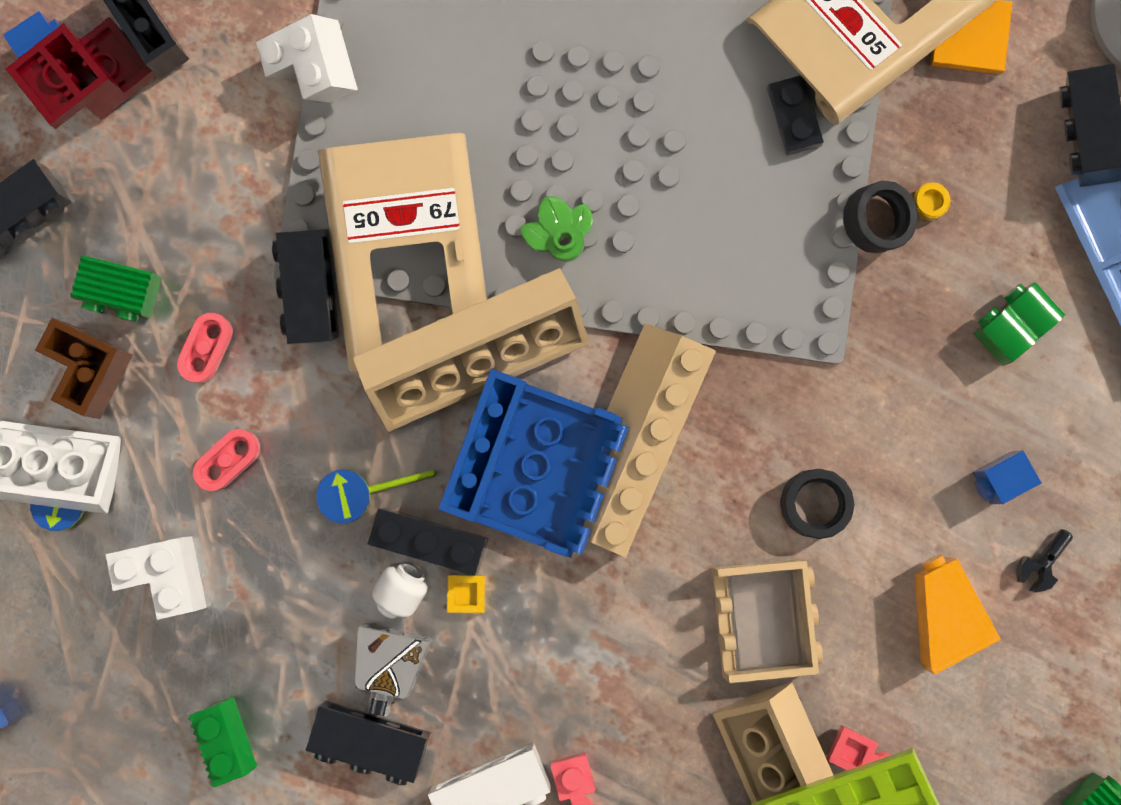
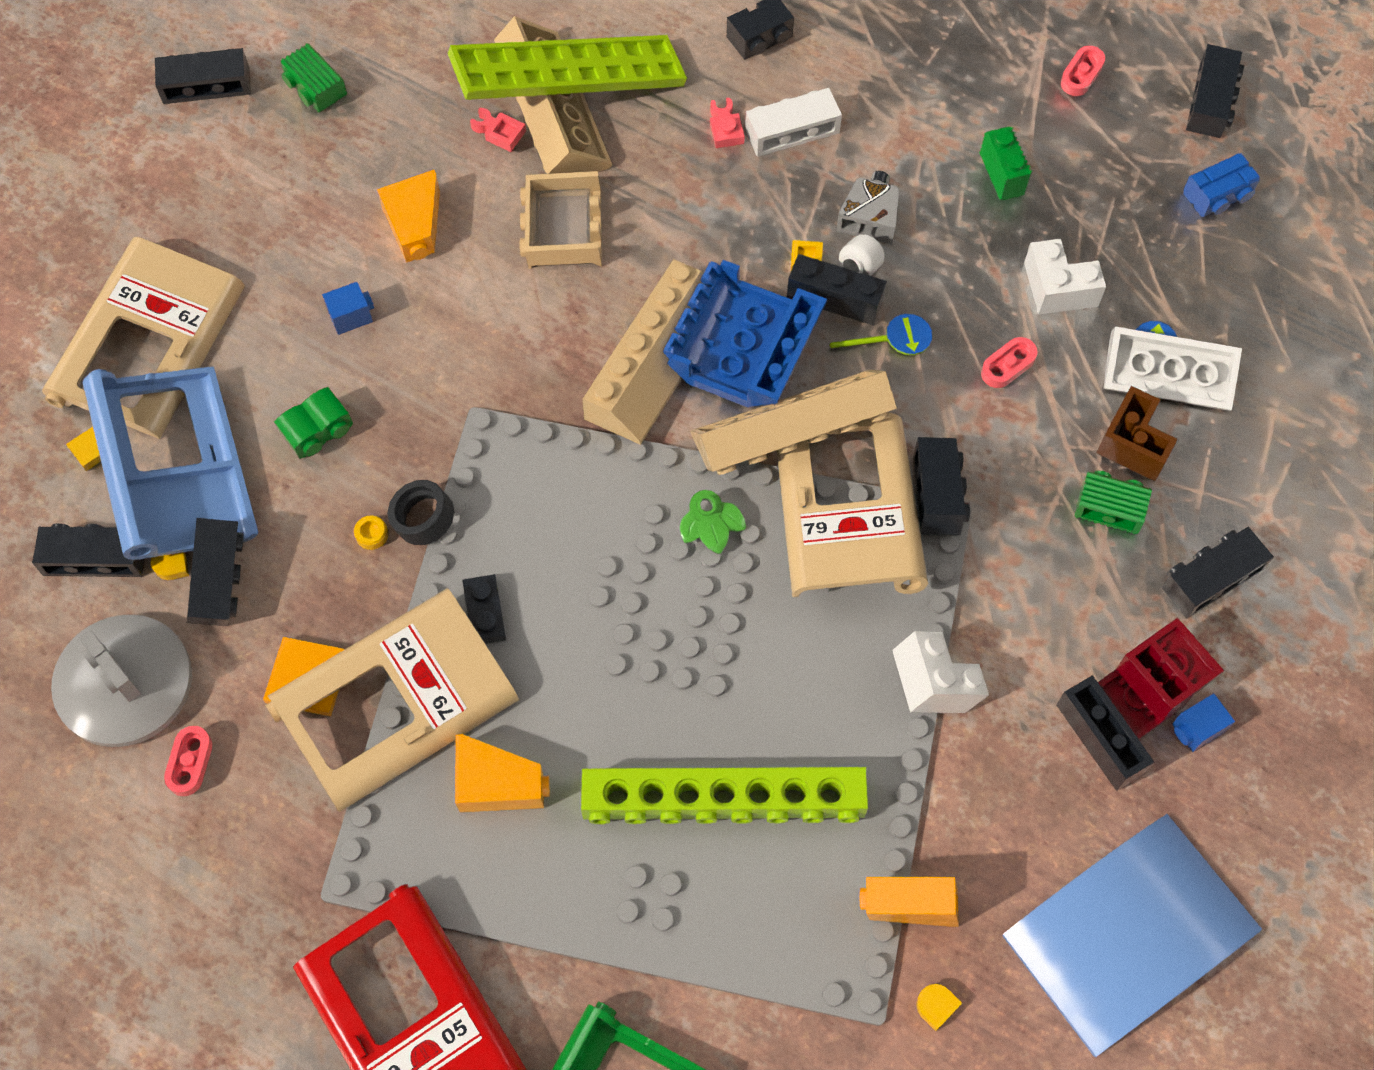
camera: 175 degrees right, 20 degrees down
(201, 346) = (1029, 452): coral plate -> none
(367, 743) = (904, 160): black brick -> none
(844, 496) = (508, 280): black tyre -> none
(1044, 563) = (329, 249): black bar -> none

